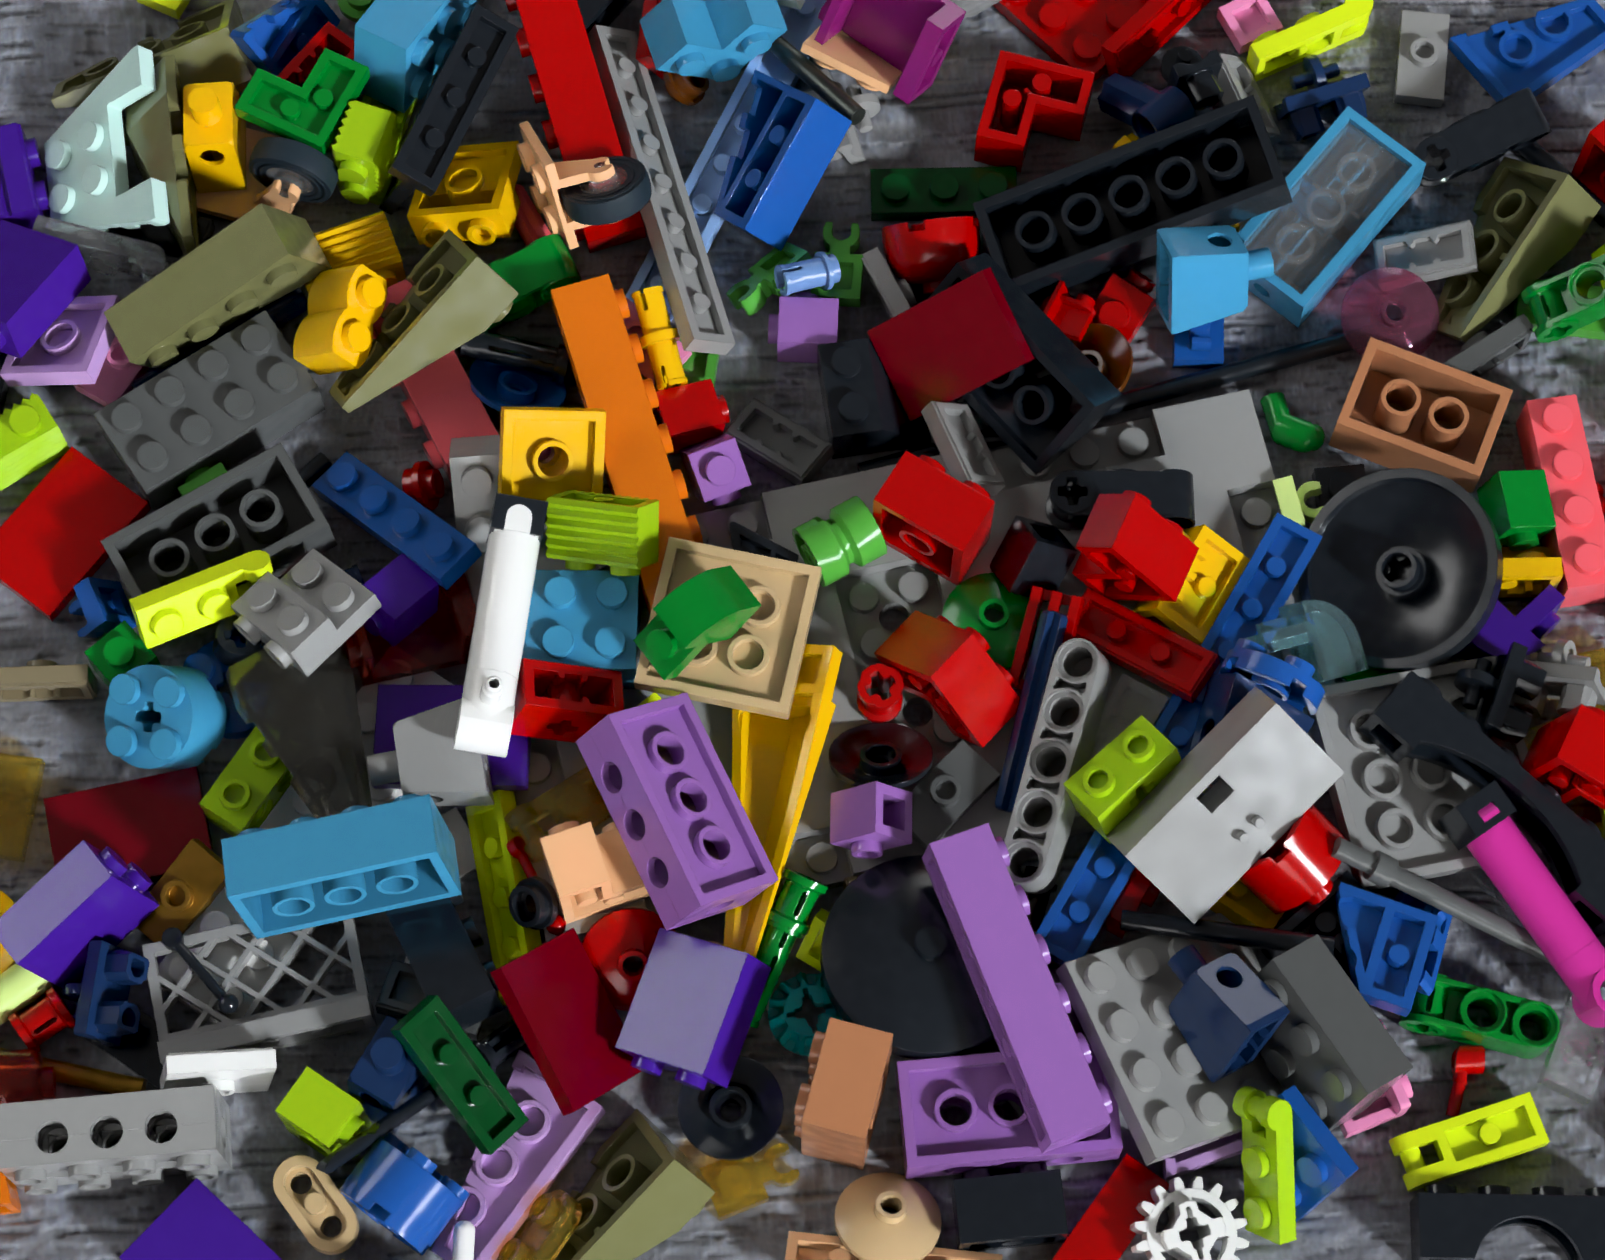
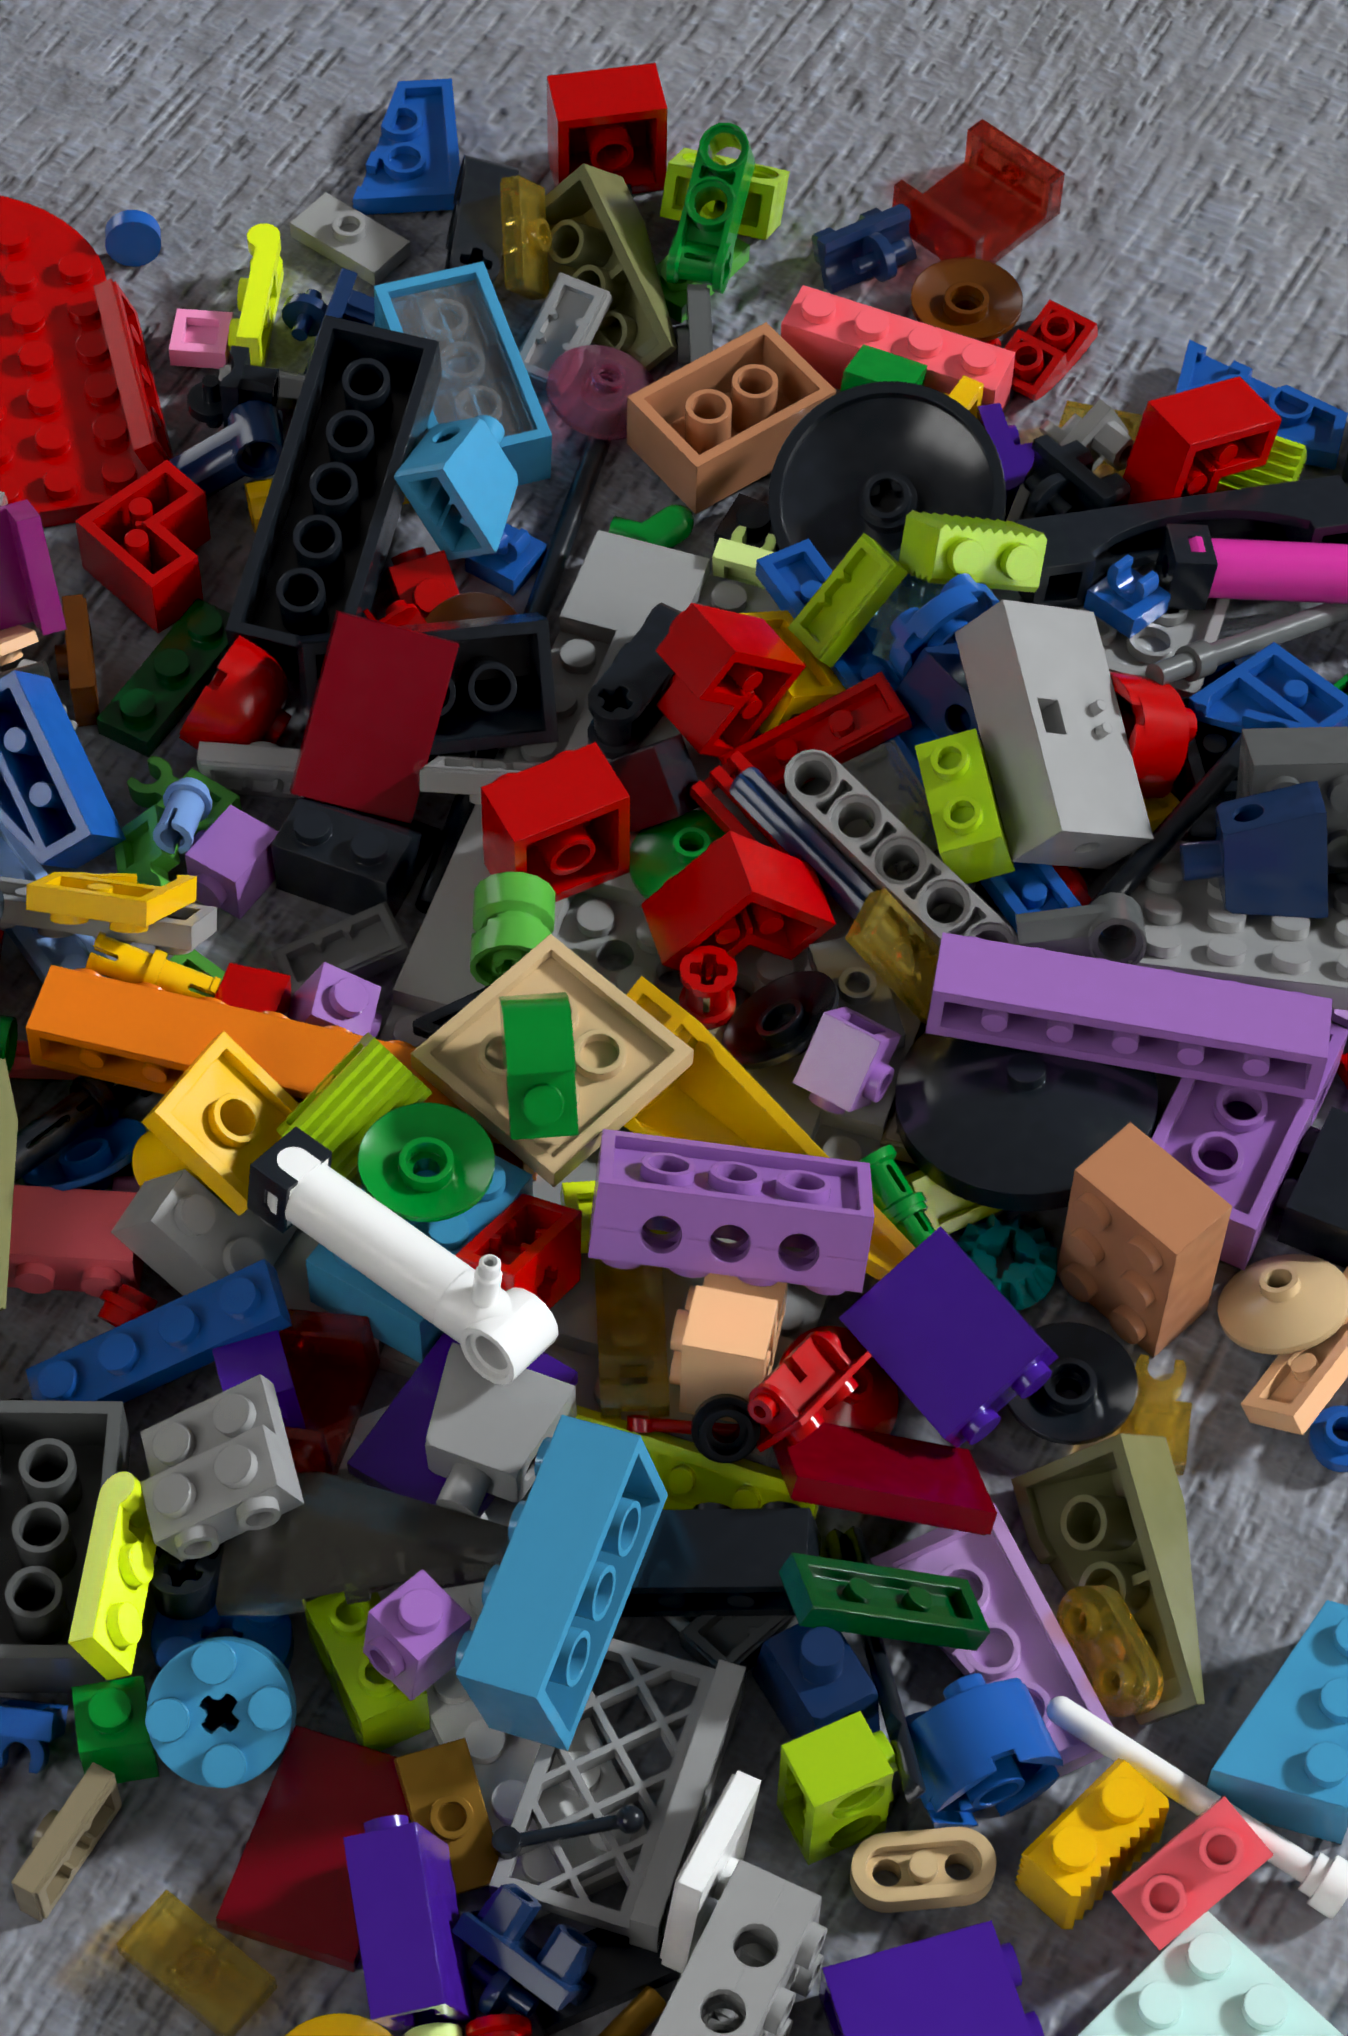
camera: 60 degrees left, 15 degrees down
(253, 797) = (415, 1634): none -> medium lavender brick
(560, 935) = (809, 1378): none -> red hinge
(581, 574) = (426, 1139): none -> green dish
(683, 277) = (109, 897): none -> yellow wing
(908, 127) = (76, 660): none -> reddish brown plate
(983, 794) = (896, 950): none -> clear yellow plate
(1074, 930) = (1080, 928): none -> dark grey piece
(1260, 596) = (847, 600): none -> lime plate
(1352, 657) = (988, 550): none -> lime brick
(1418, 790) = (1127, 598): none -> blue tile
(1488, 176) = (525, 237): none -> clear yellow plate

